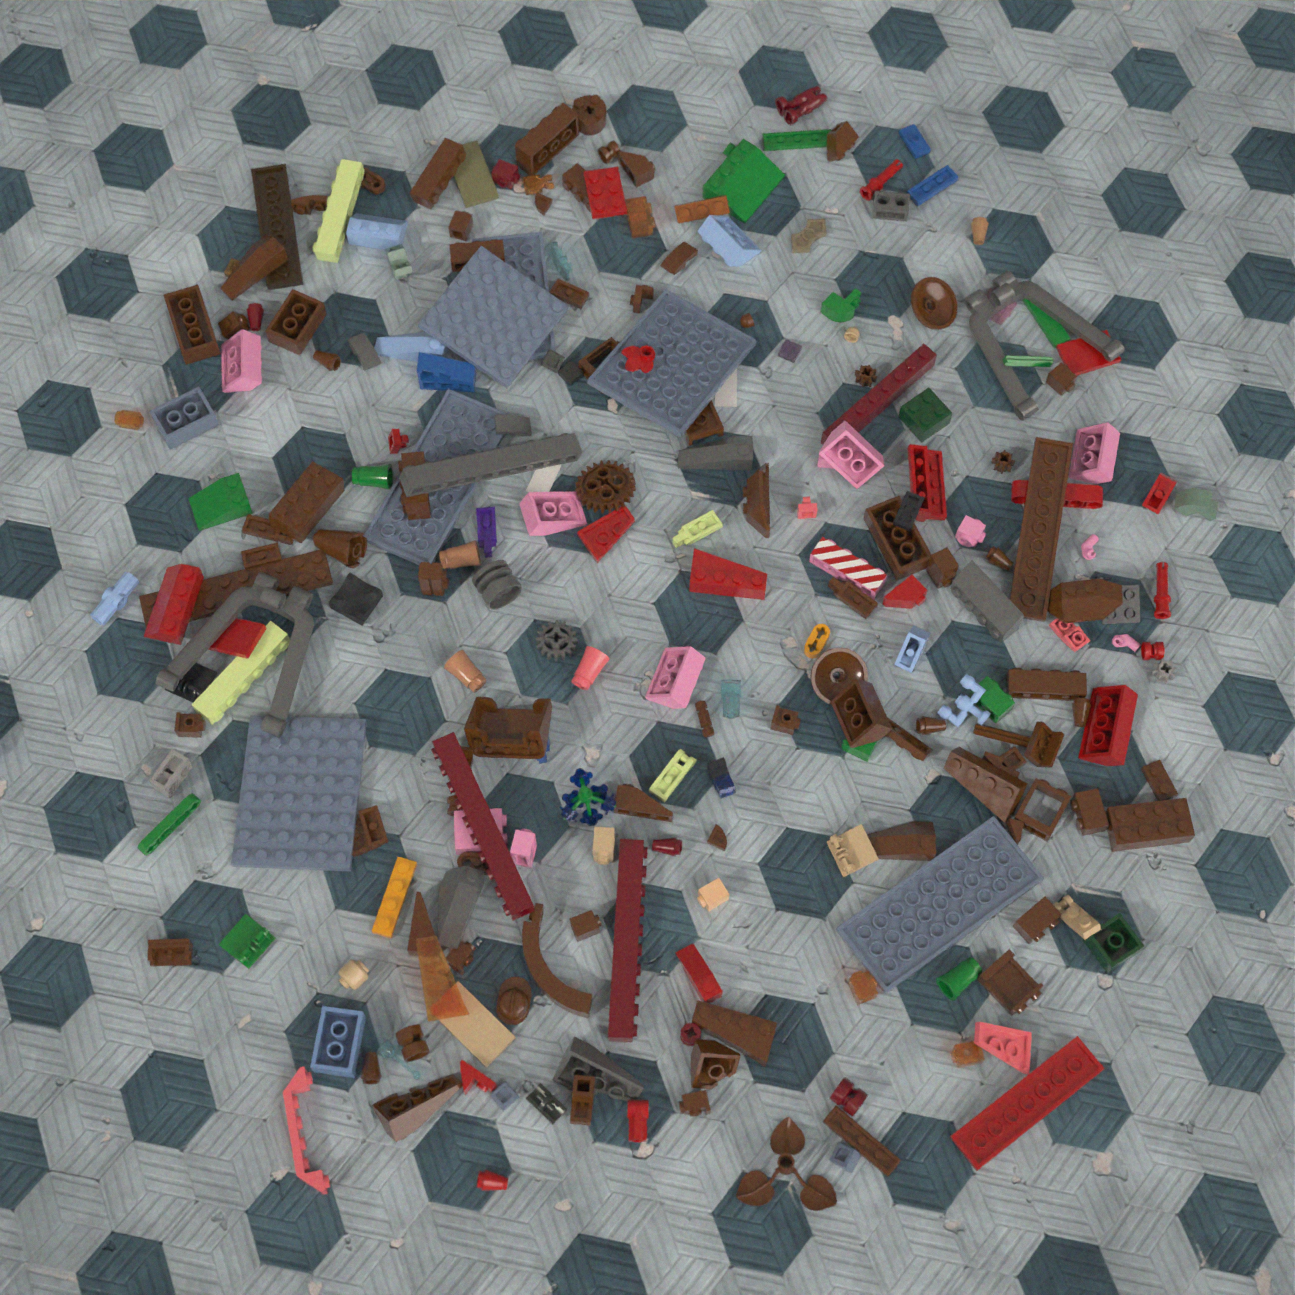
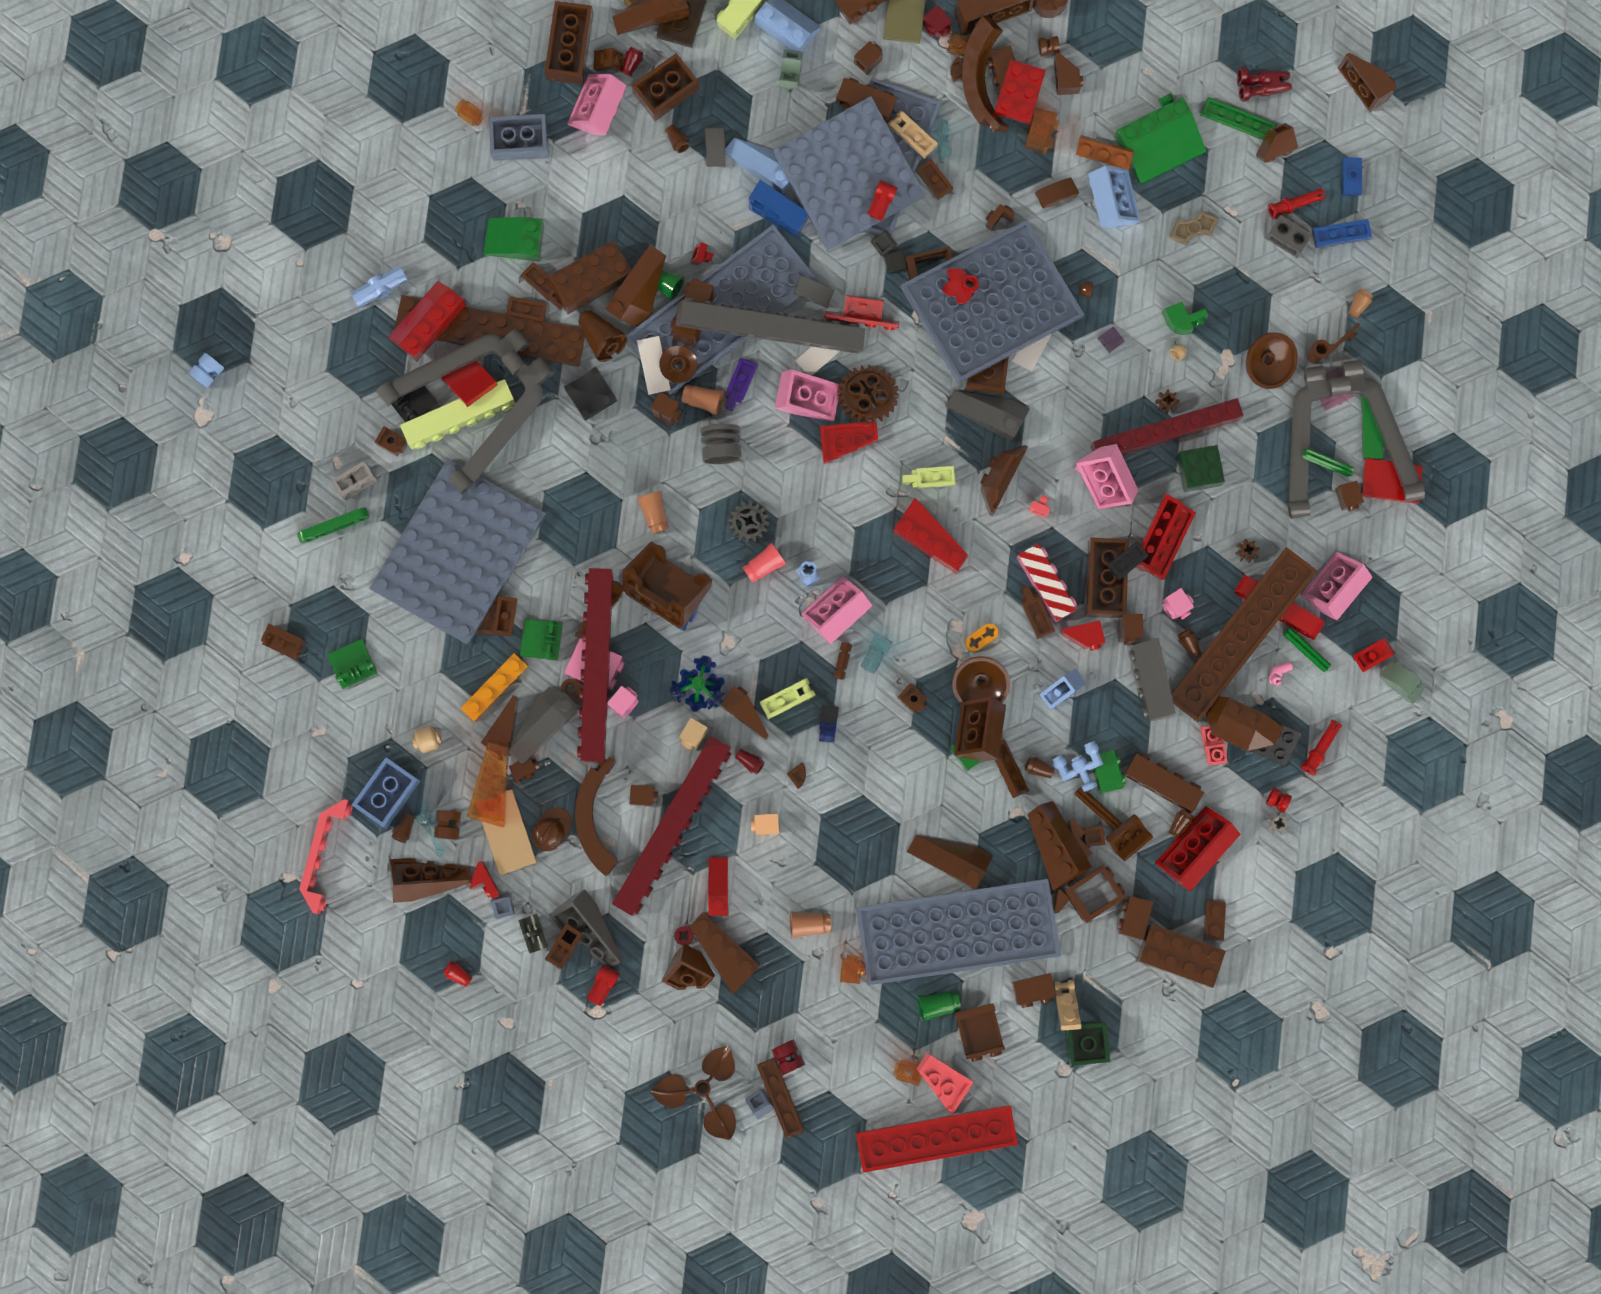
camera: 25 degrees right, 15 degrees up
(356, 493) = (637, 293): none -> reddish brown wedge
(401, 548) = (650, 354): none -> white sticker
(417, 832) = (541, 639): none -> green hinge
(420, 529) = (676, 355): none -> reddish brown dish
(532, 264) = (912, 134): none -> tan plate
(534, 317) = (882, 197): none -> red piece
(553, 185) = (974, 70): none -> reddish brown arch
(564, 421) = (864, 311): none -> red bracket
(634, 654) = (808, 573): none -> light blue piece
(694, 1103) = (656, 996): reddish brown brick -> none
(800, 964) = (809, 924): none -> nougat plant
(852, 850) = (907, 846): tan hinge -> none
(884, 64) = (1367, 81): none -> reddish brown slope
(970, 275) = (1322, 349): none -> reddish brown door
(1101, 518) = (1307, 649): none -> green axle
(1125, 640) = (1260, 777): bright pink arm -> none

